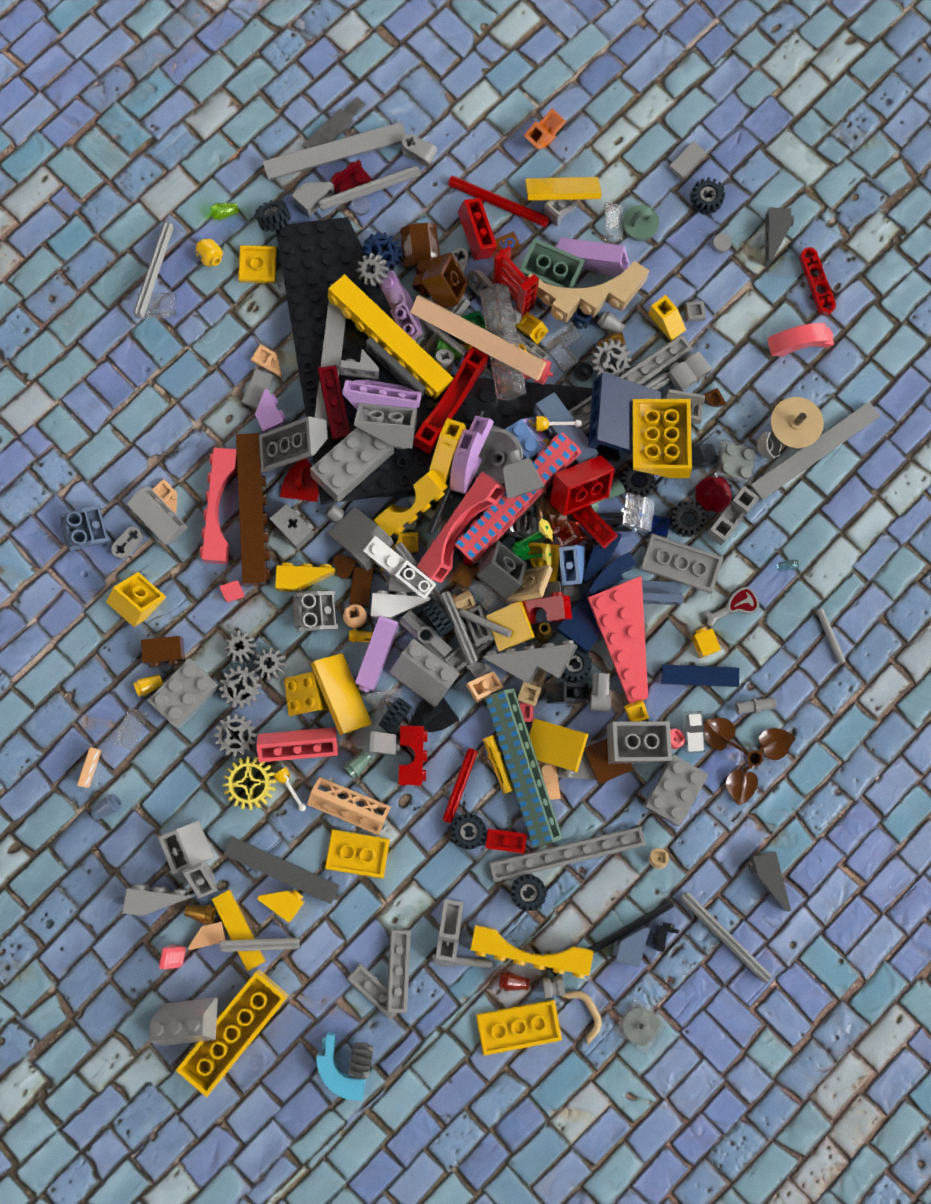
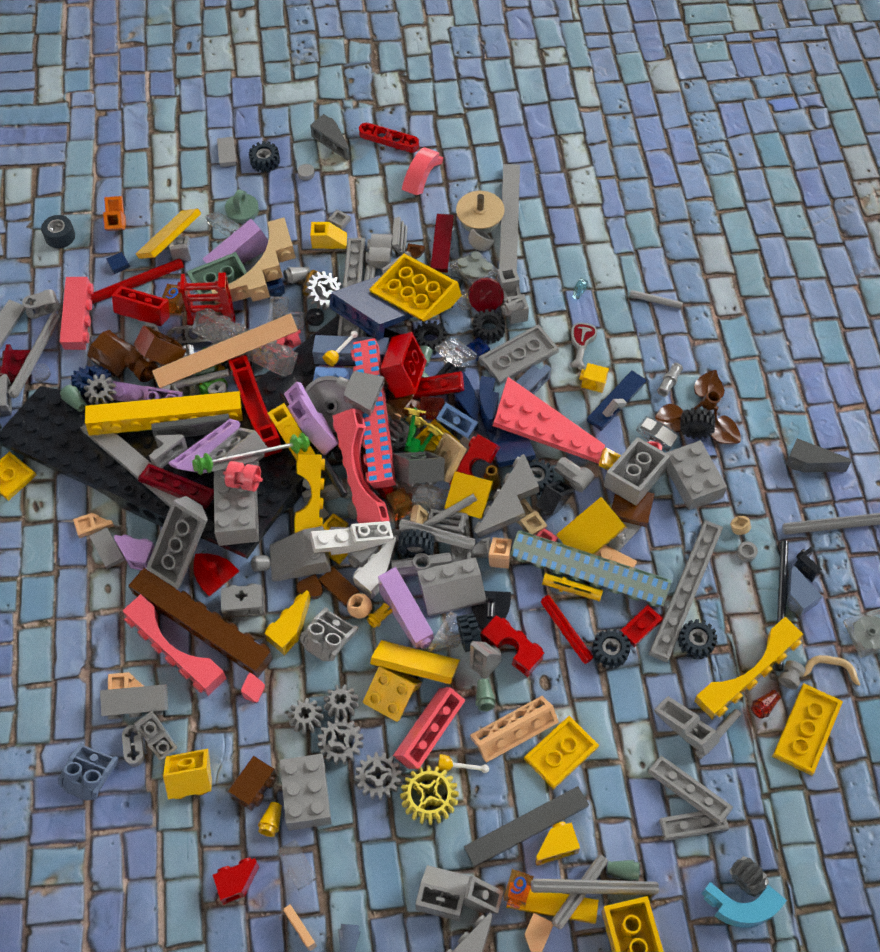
camera: 45 degrees left, 20 degrees down
(86, 697) = (235, 881): none -> red slope
(145, 553) = (155, 735): none -> light grey slope
(201, 913) = (512, 925): pearl gold cone -> none
(226, 900) = (518, 889): none -> clear orange brick
(267, 954) = (594, 887): none -> light grey axle
(301, 965) = (626, 869): none -> sand green cone
(352, 253) = (72, 397): none -> sand green cone
(354, 416) = (206, 463): none -> bright green axle
(370, 454) = (242, 476): none -> coral wheel
(430, 185) = (75, 313): none -> coral brick
(494, 99) = (58, 231): none -> black wheel
(506, 172) = (118, 262): none -> dark blue tile
(532, 327) = (250, 320): yellow bracket -> none
(639, 879) = (747, 551): none -> light grey tile
(688, 680) = (614, 405): none -> light grey tile
(712, 527) = (513, 306): none -> light grey pin
(717, 375) = (399, 236): none -> light grey tile
(725, 759) = (697, 423): none -> black tyre
(742, 414) = (442, 242): none -> dark red tile

